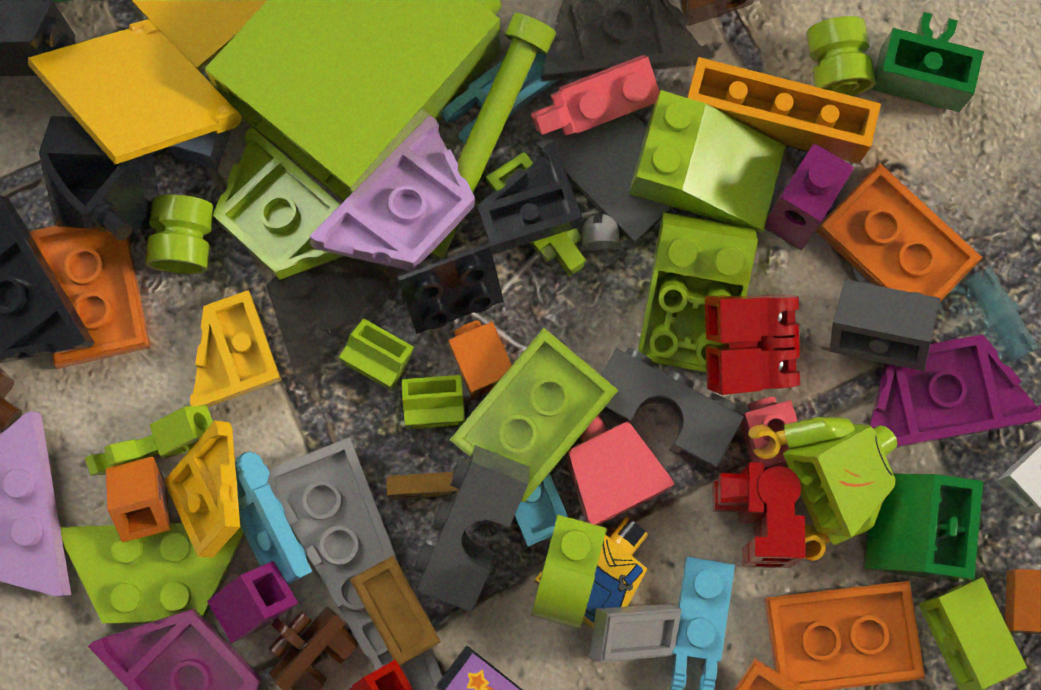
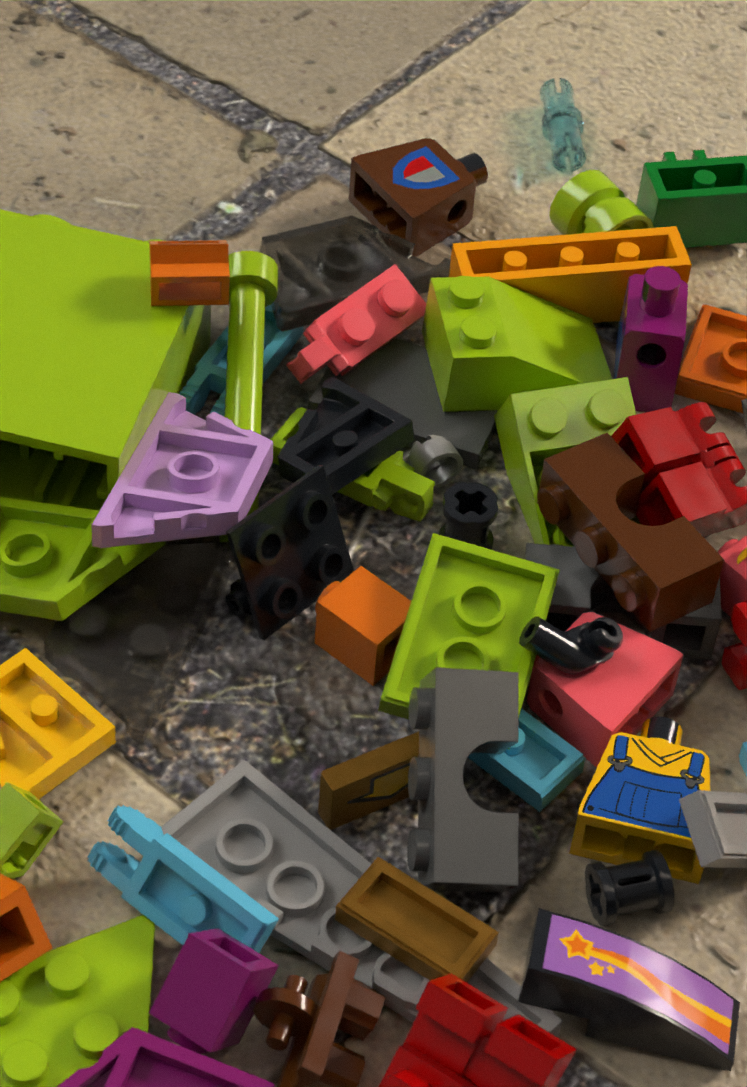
camera: 25 degrees left, 30 degrees down
(206, 490) = (86, 874): yellow wing -> none
(376, 354) = (227, 671): lime piece -> none
(433, 402) = (330, 695): lime piece -> none
(469, 35) = (189, 272): none -> orange piece
(549, 636) = (629, 887): none -> black bush
(568, 572) = (628, 772): lime brick -> none
(595, 457) = (576, 648): none -> black arm
(601, 290) = (469, 513): none -> black bush
(681, 421) = (652, 569): none -> reddish brown arch

